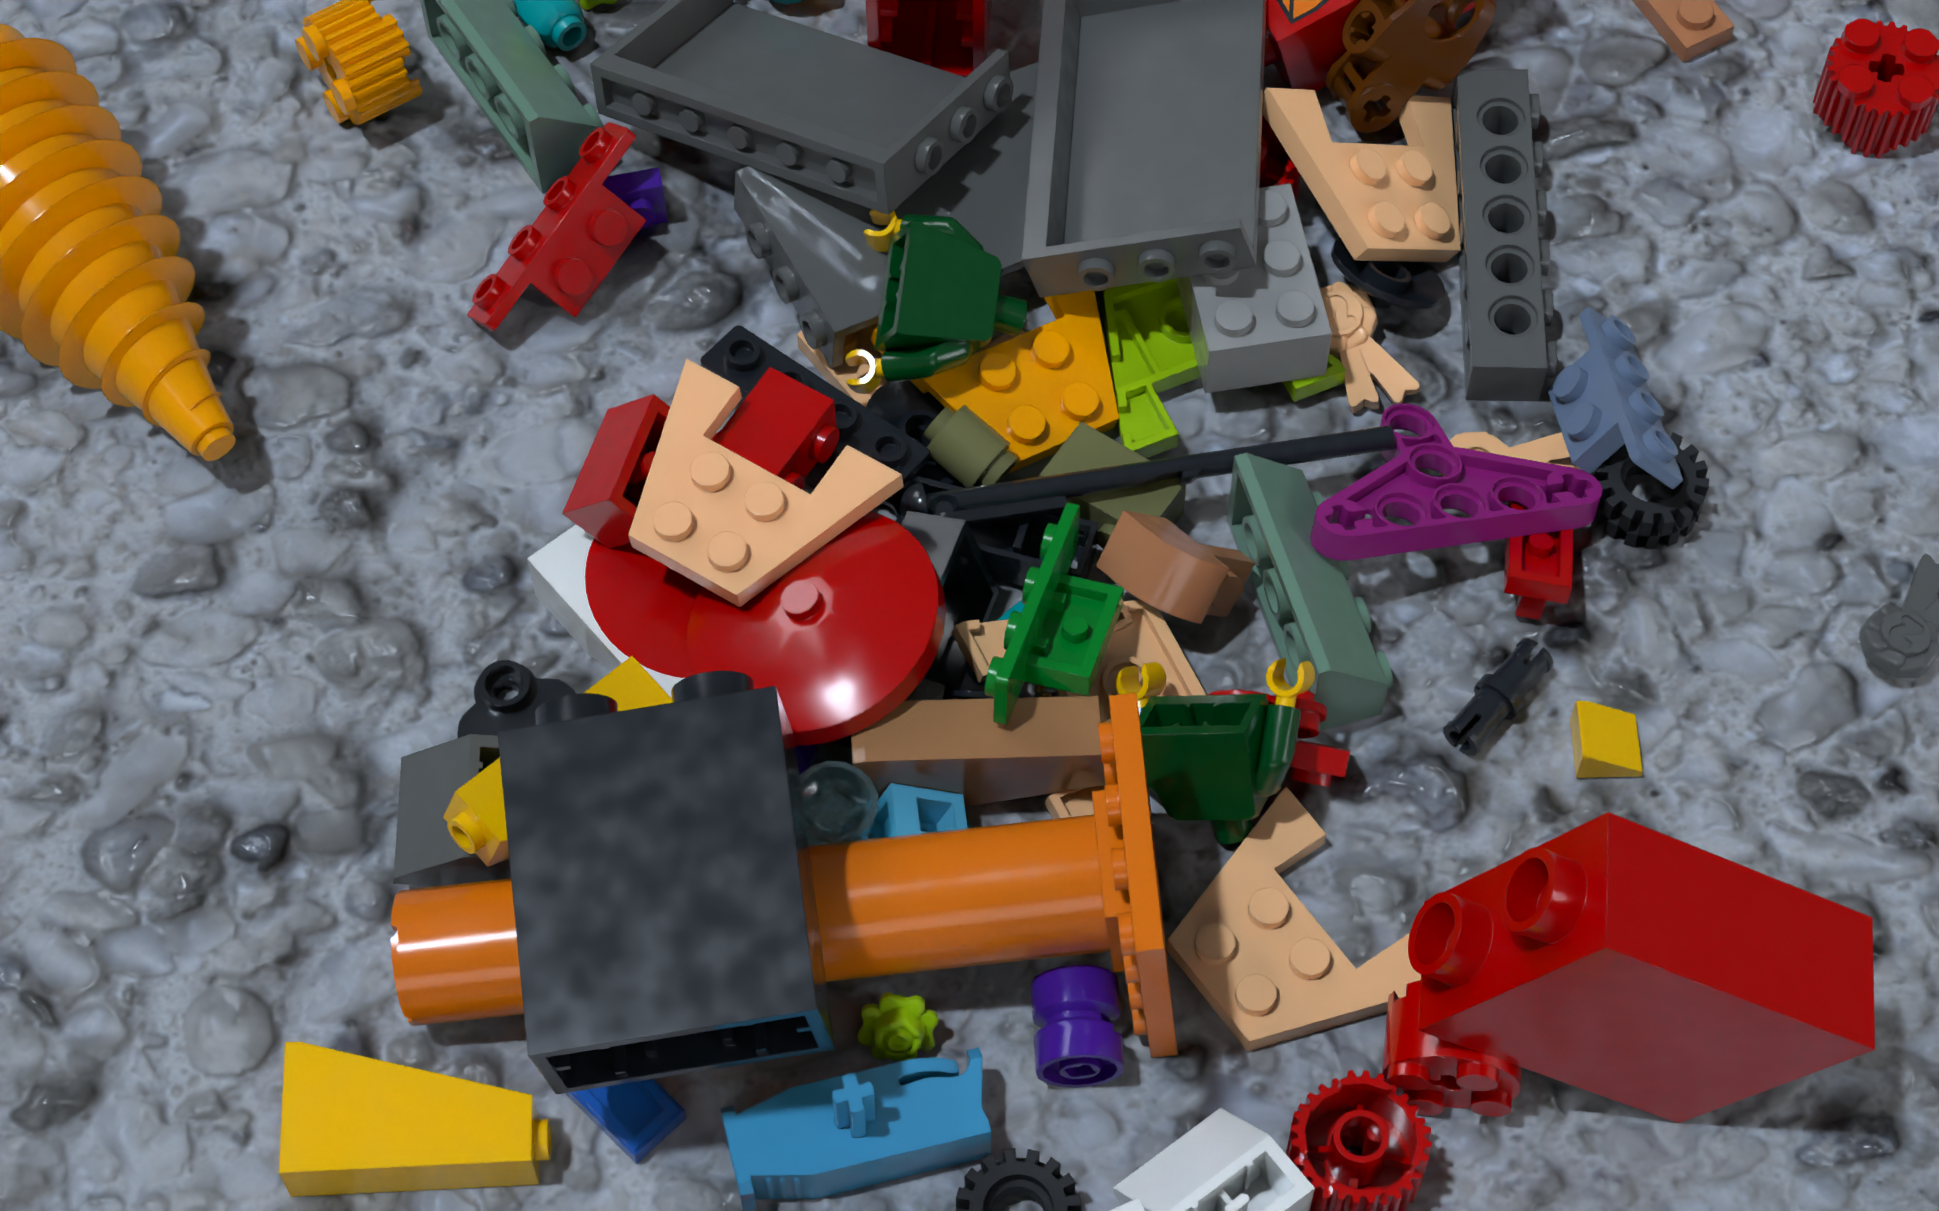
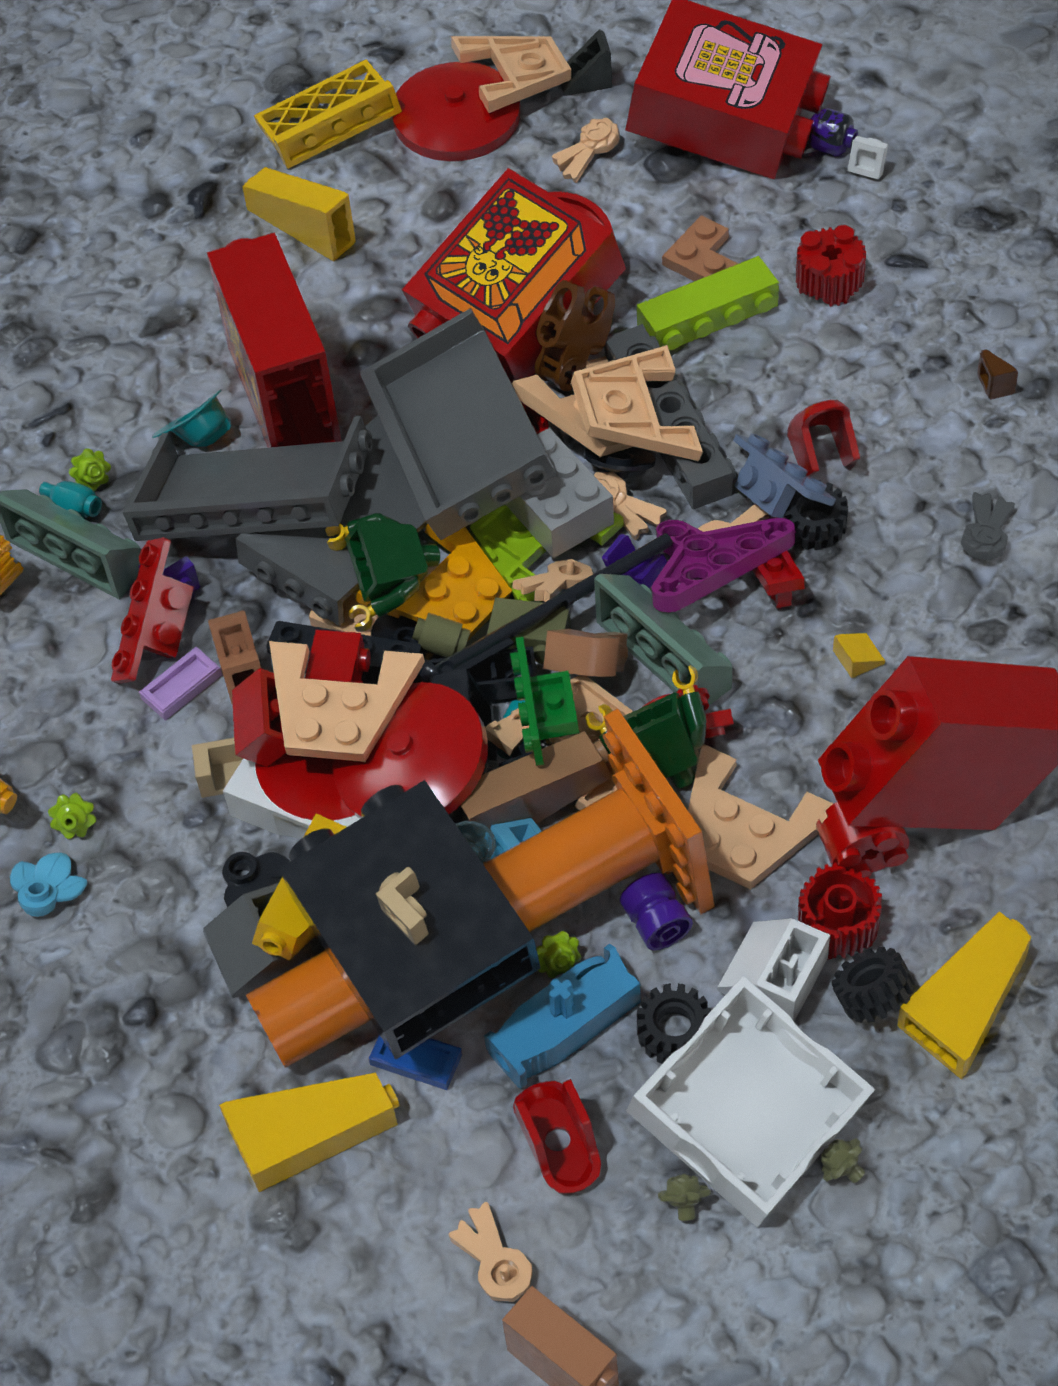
camera: 20 degrees left, 5 degrees down
(221, 588) = (45, 883): none -> medium azure plate
(306, 501) = (72, 815): none -> lime plant
(535, 510) = (214, 765): none -> tan panel
(563, 361) = (180, 683): none -> lavender tile
(636, 871) = (401, 907): none -> tan bracket
(657, 342) = (234, 648): none -> nougat brick
(1205, 426) = (559, 576): none -> light nougat piece
(1325, 475) = (644, 573): none -> dark purple bracket
(1416, 192) = (620, 409): none -> light nougat wing
(1498, 697) = (790, 652): black pin -> none
(1653, 77) = (710, 303): none -> lime brick
(1729, 326) = (837, 418): none -> red piece

